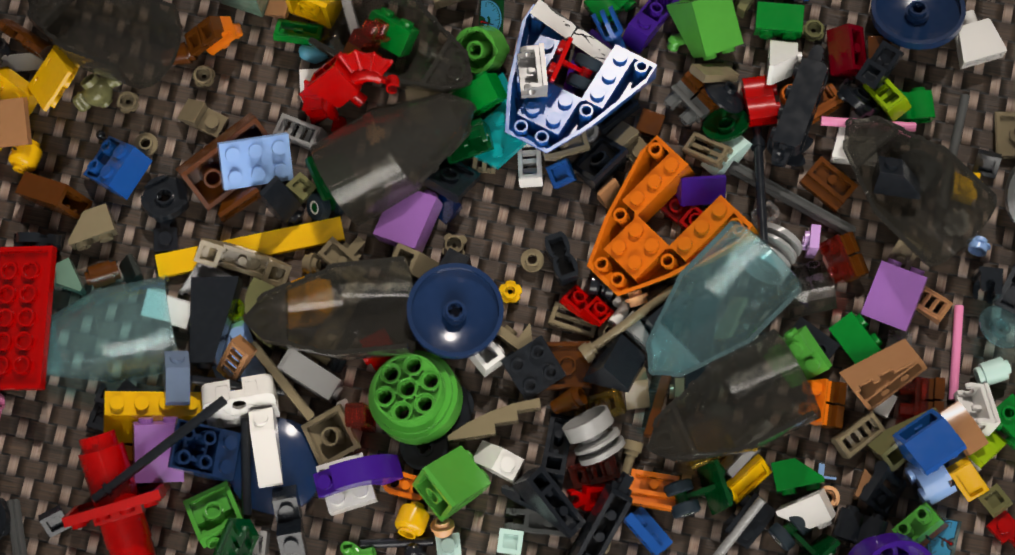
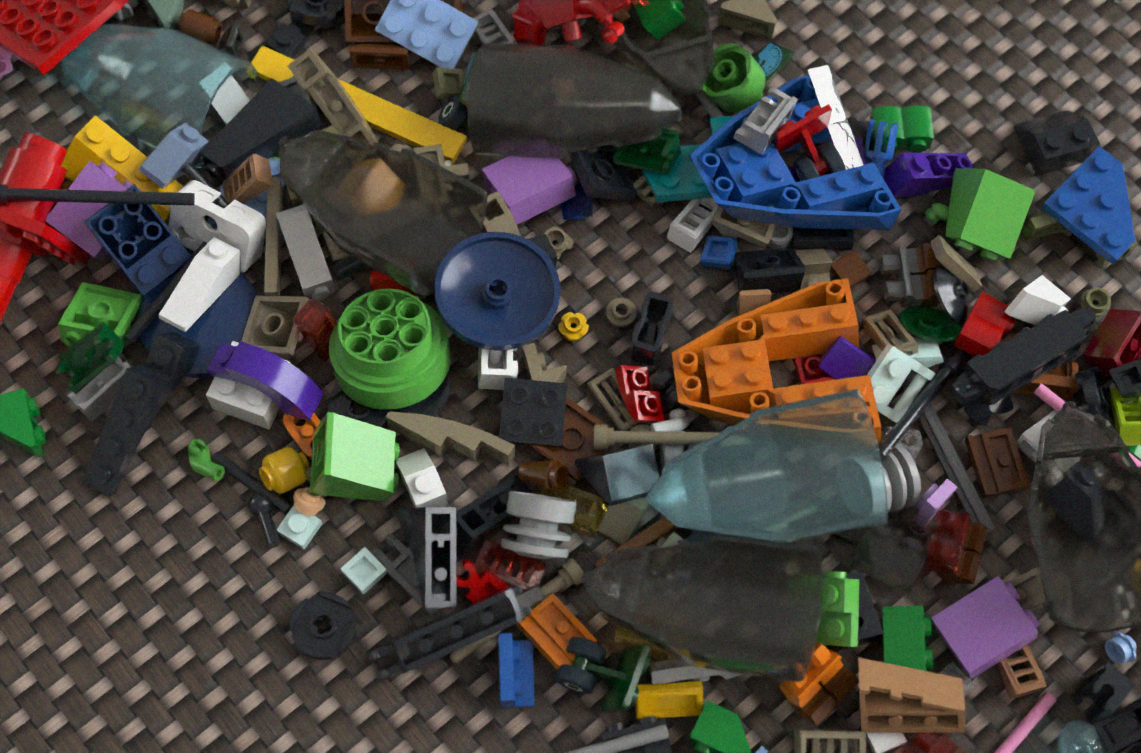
camera: 30 degrees right, 10 degrees down
(282, 202) = (418, 73): black slope -> none
(484, 92) = (700, 116): green brick -> none
(636, 298) = (697, 422): light nougat plate -> none
(727, 180) = (889, 374): none -> light aqua plate
(779, 20) = (1065, 263): green brick -> none

